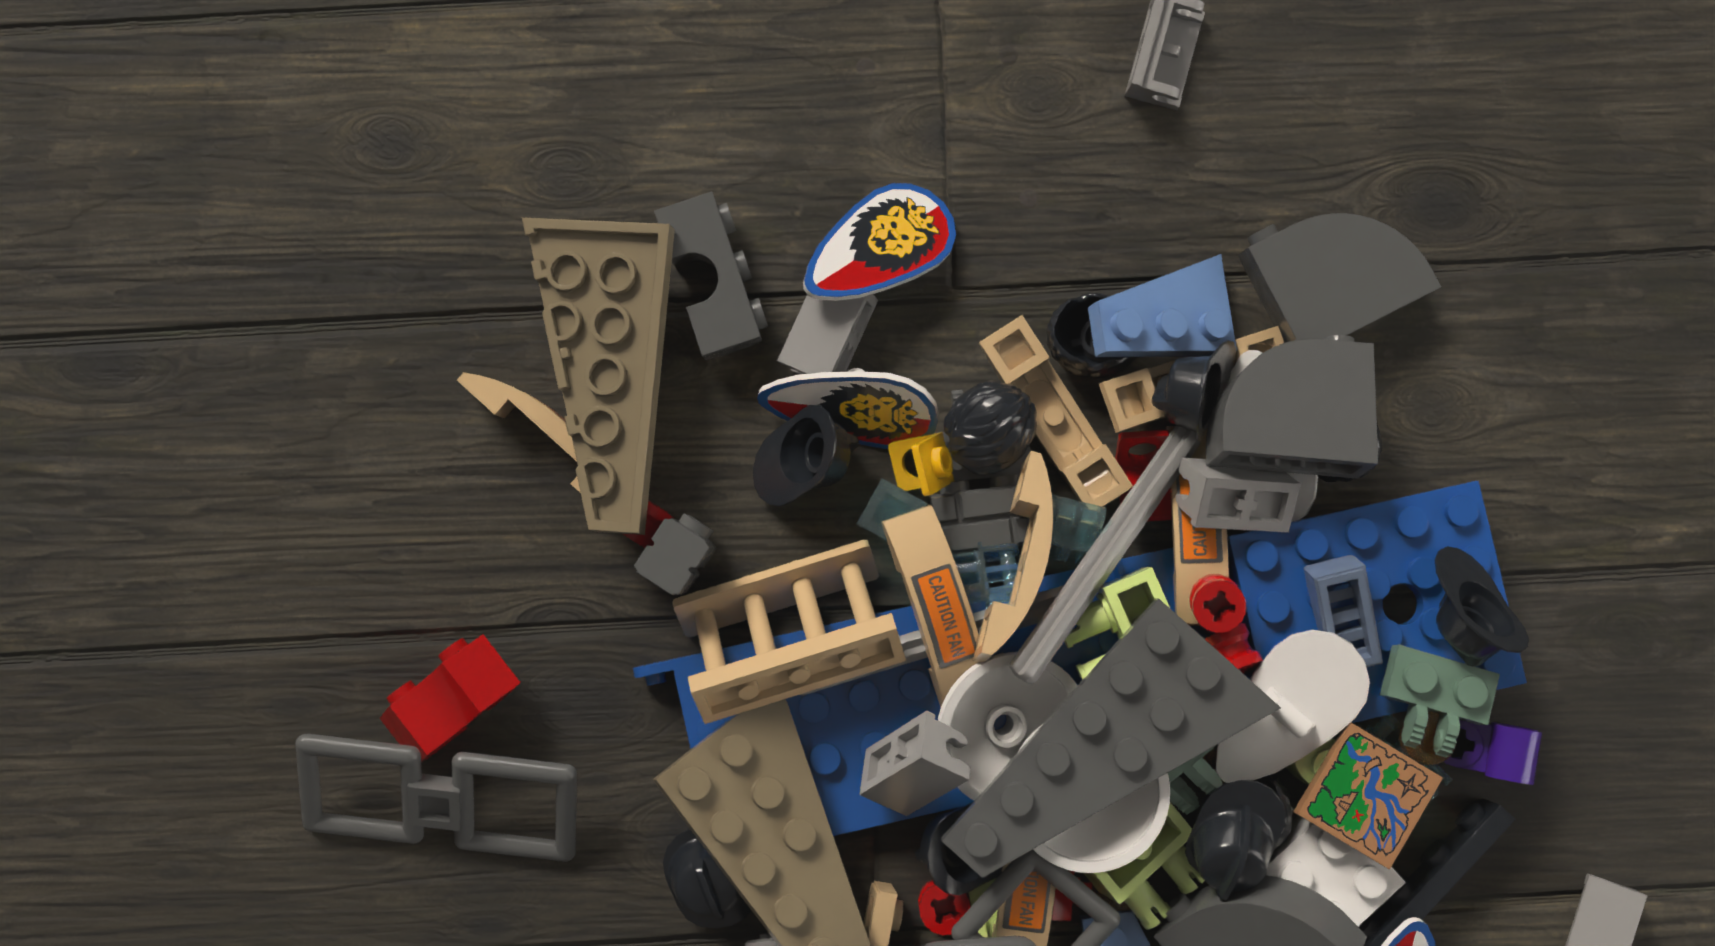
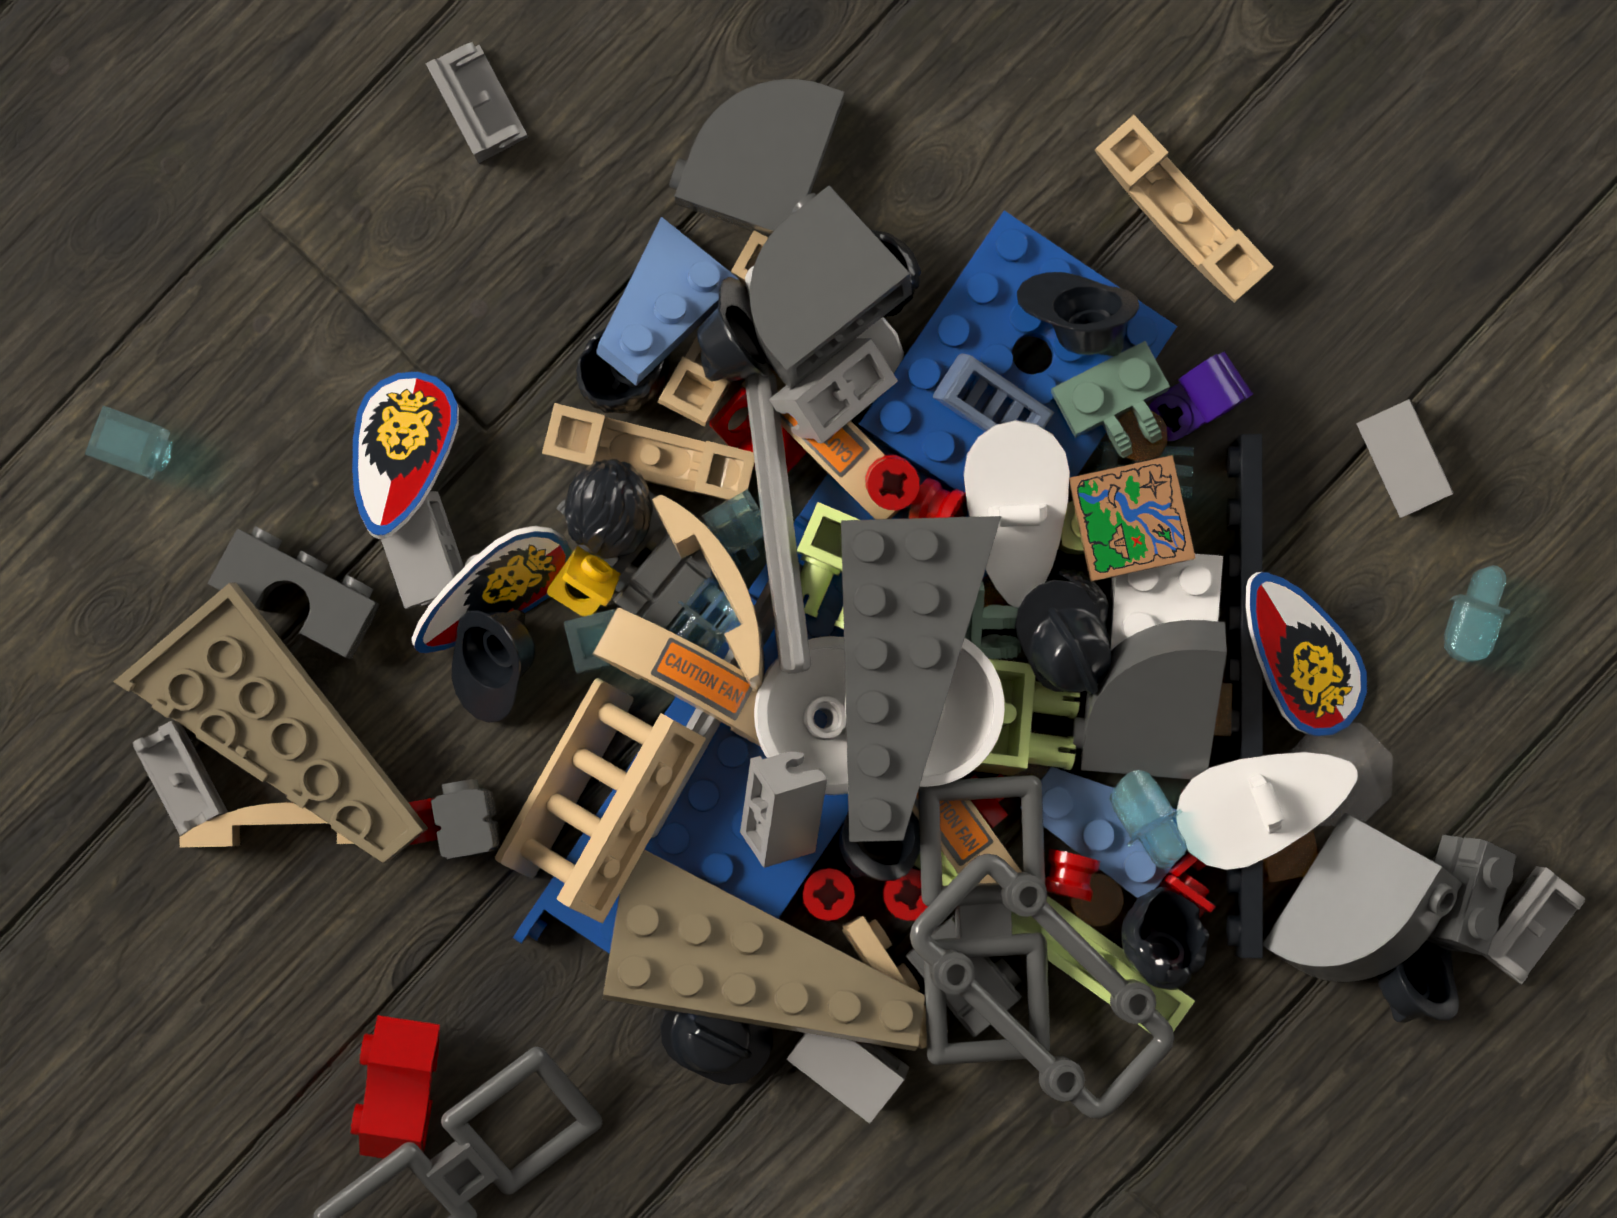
camera: 40 degrees left, 0 degrees up
(506, 330) = (179, 777): none -> light grey hinge
(693, 60) = (129, 443): none -> clear light blue brick
(886, 838) = (825, 888): none -> red wheel
(1598, 601) = (1181, 210): none -> tan slope

